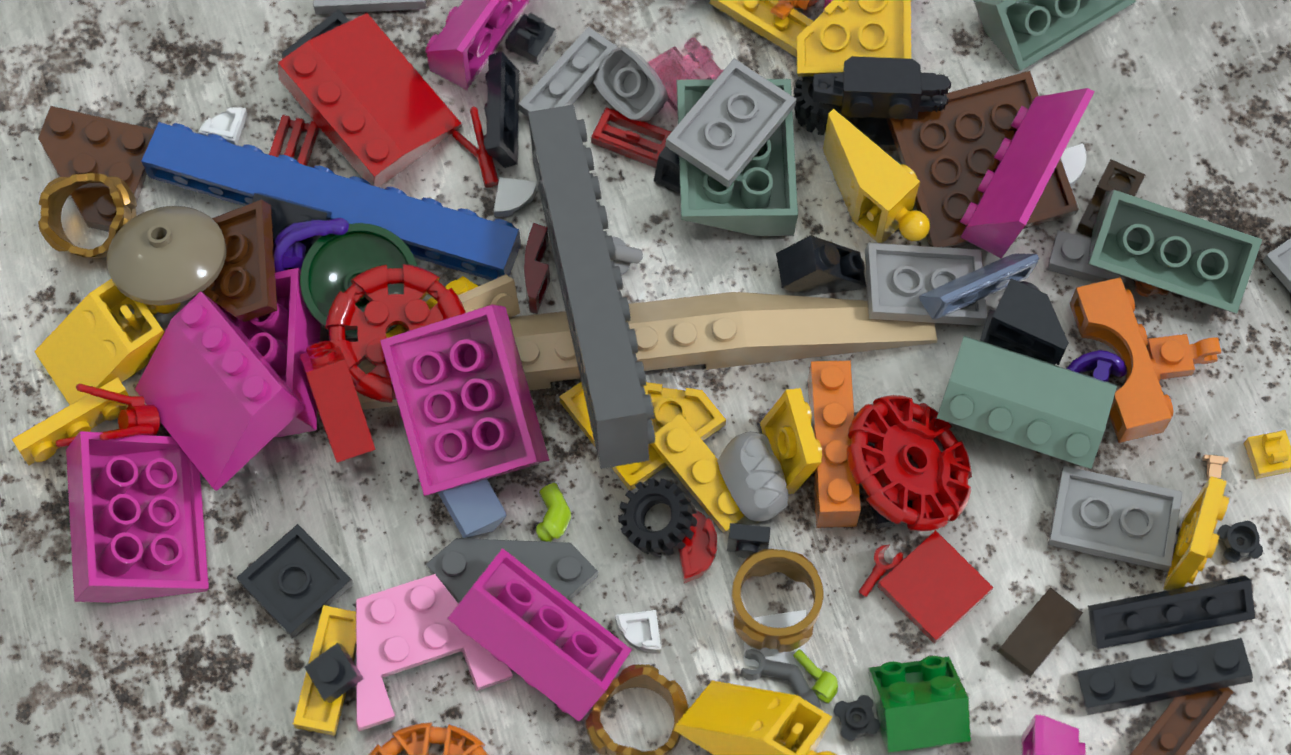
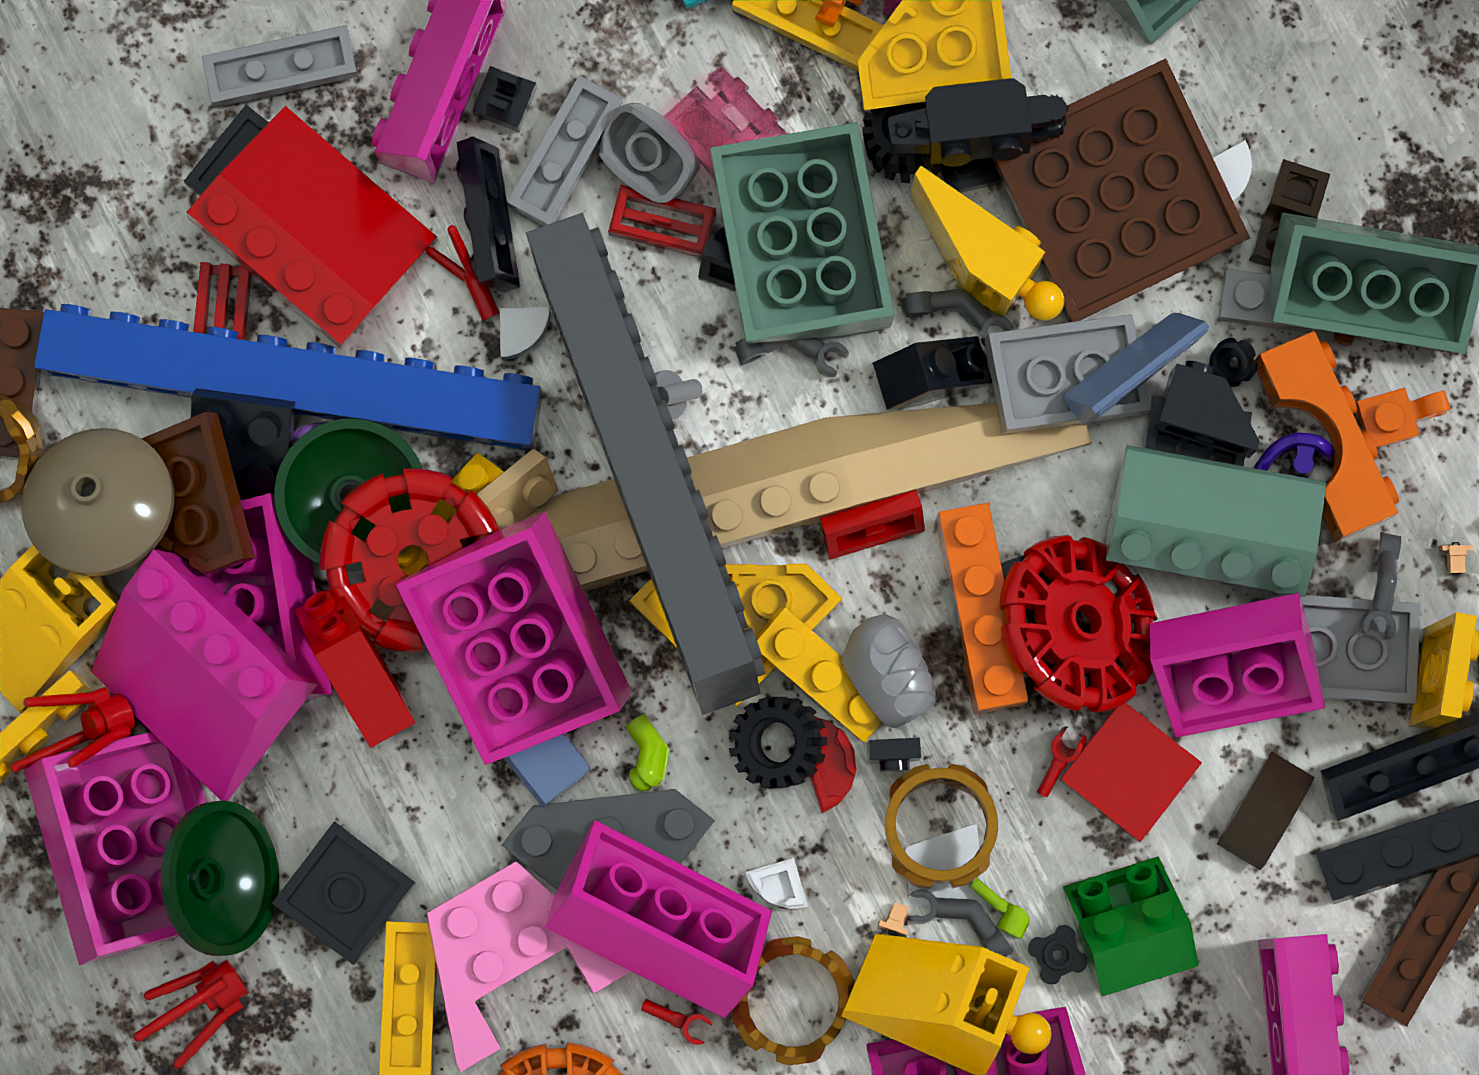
camera: 10 degrees left, 15 degrees up
(180, 637) = (219, 988): none -> red plant
(198, 545) = (219, 878): none -> dark green dish
(227, 124) = (128, 289): white tile -> none
(292, 254) = (253, 458): dark purple piece -> none
(333, 673) = (417, 1009): black plate -> none
(536, 273) = (570, 441): dark red slope -> none
(541, 722) = (675, 1019): none -> red hand
(687, 234) = (811, 347): none -> dark grey arm
(729, 673) = (895, 920): none -> light nougat piece
(730, 122) = (790, 204): light grey plate -> none
(758, 367) = (872, 524): none -> red tile
(792, 438) = (926, 612): yellow plate -> none
(821, 221) = (928, 302): none -> dark grey arm
(1023, 169) = (1178, 212): dark pink slope -> none
(1030, 513) = (1236, 665): none -> dark pink slope
(1063, 289) = (1221, 361): none -> black plate
(1155, 473) = (1386, 585): none -> dark grey arm

